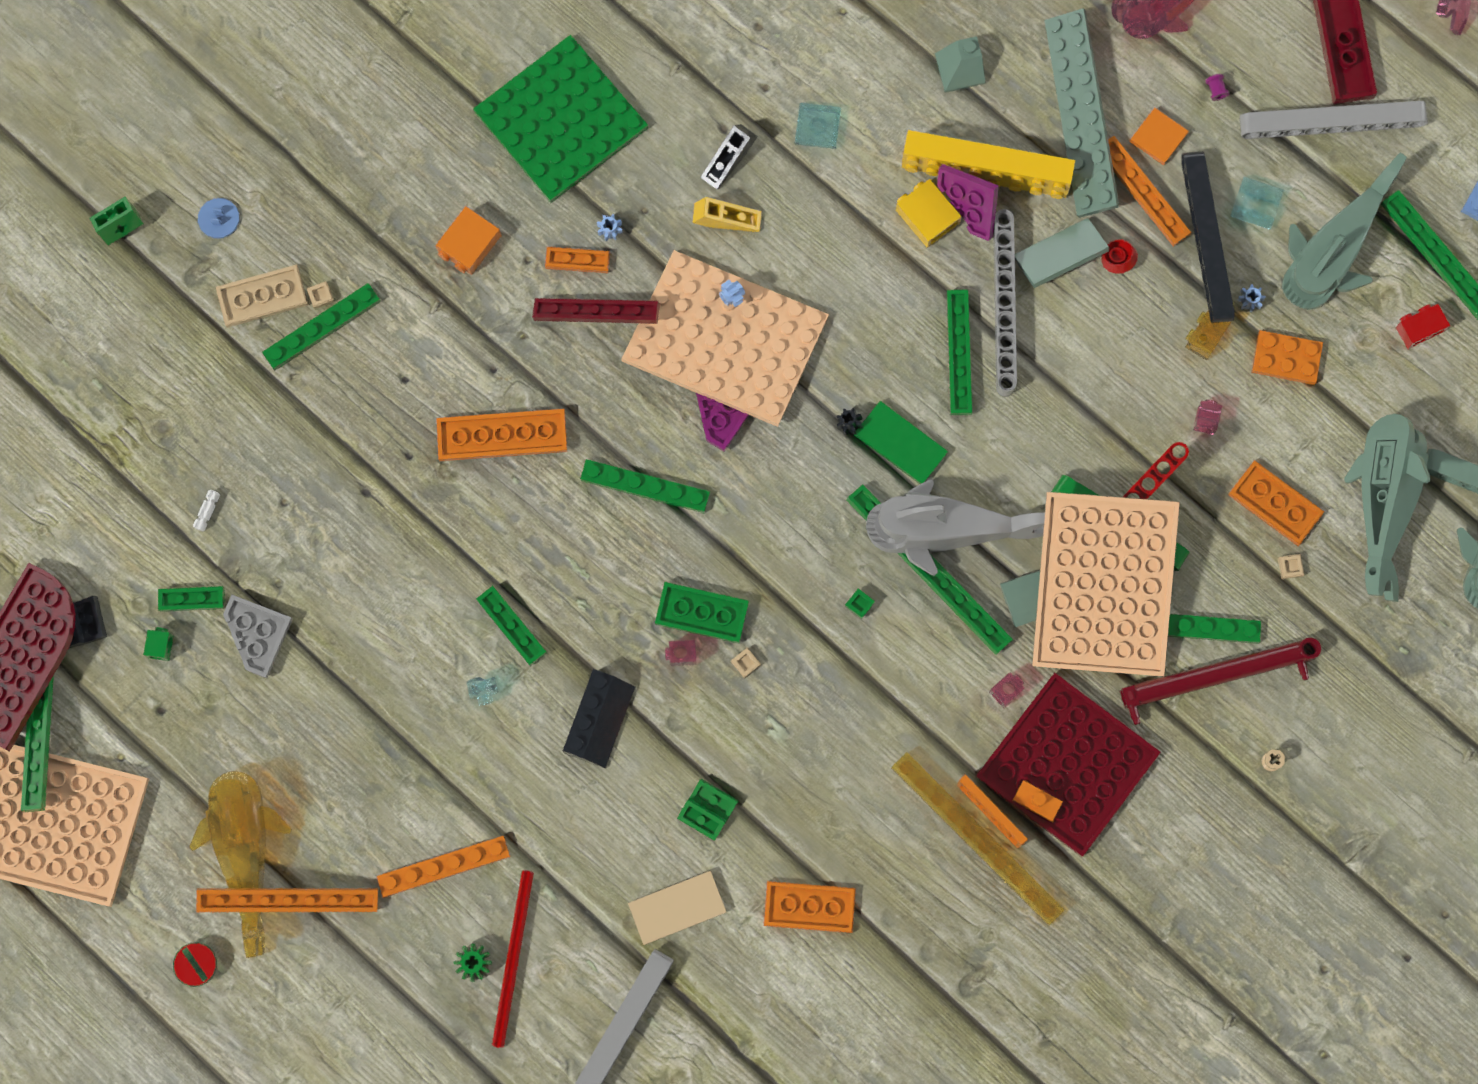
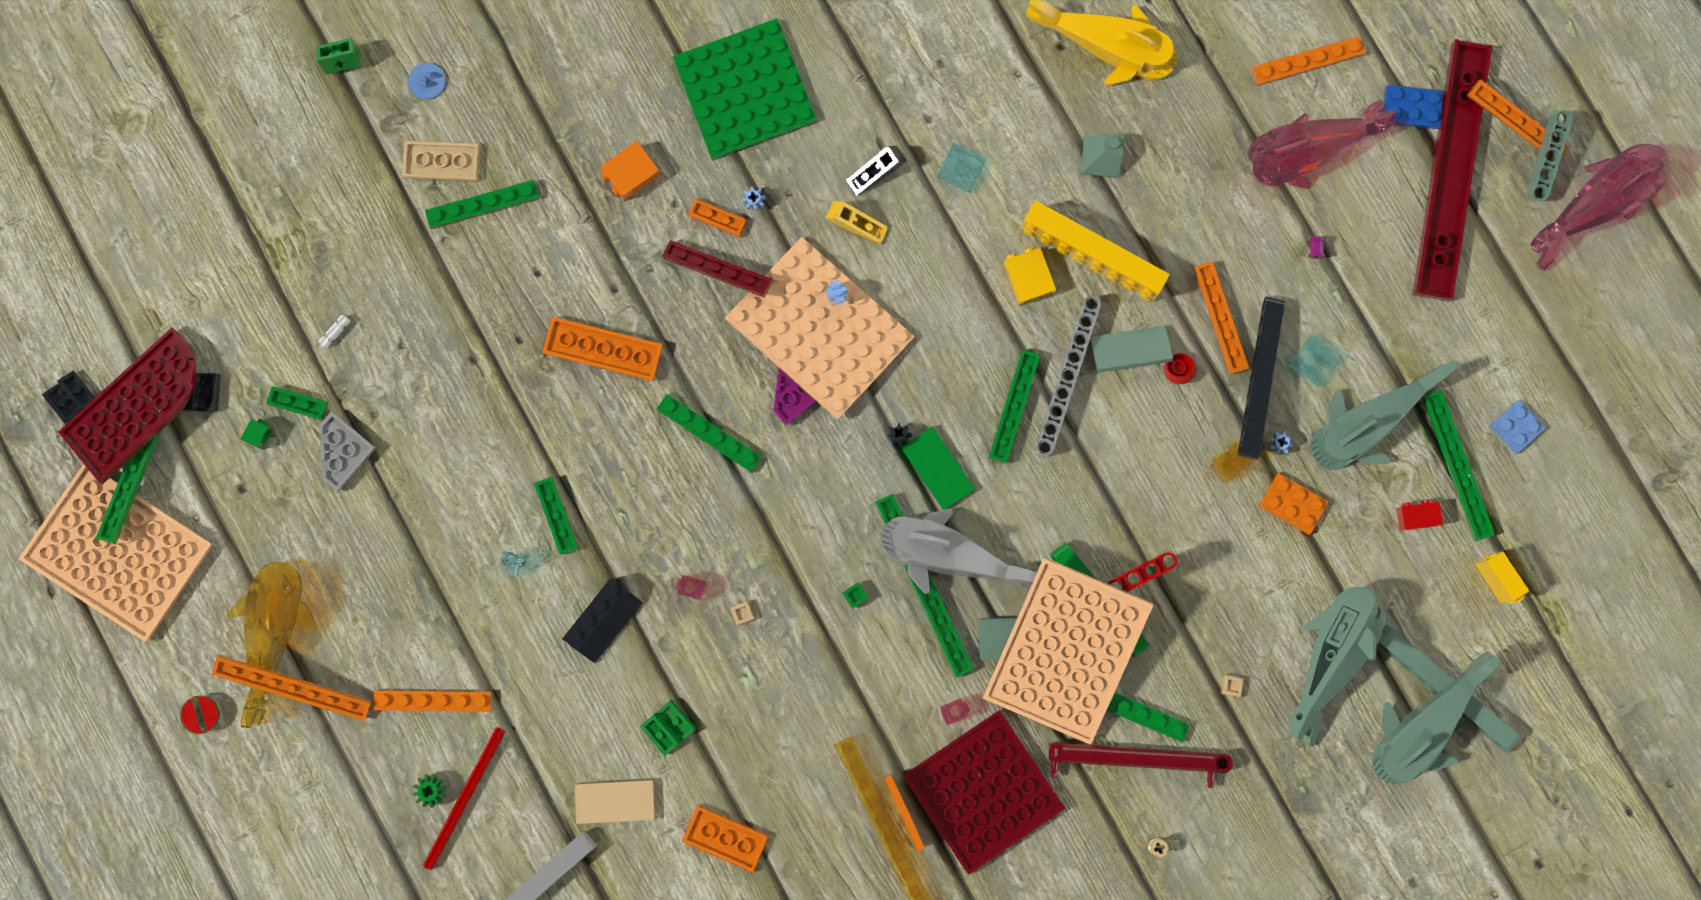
camera: 15 degrees right, 5 degrees up
(320, 295) = (490, 176): tan tile -> none
(701, 612) = (719, 558): green plate -> none
(971, 198) = (1069, 277): magenta plate -> none
(1037, 801) = (946, 815): orange tile -> none
(1081, 113) = (1191, 232): sand green plate -> none
(1159, 136) = (1251, 274): orange tile -> none
(1207, 417) = (1206, 533): clear pink brick -> none
(1276, 503) = (1239, 627): orange tile -> none
(1333, 119) = (1407, 309): light grey beam -> none

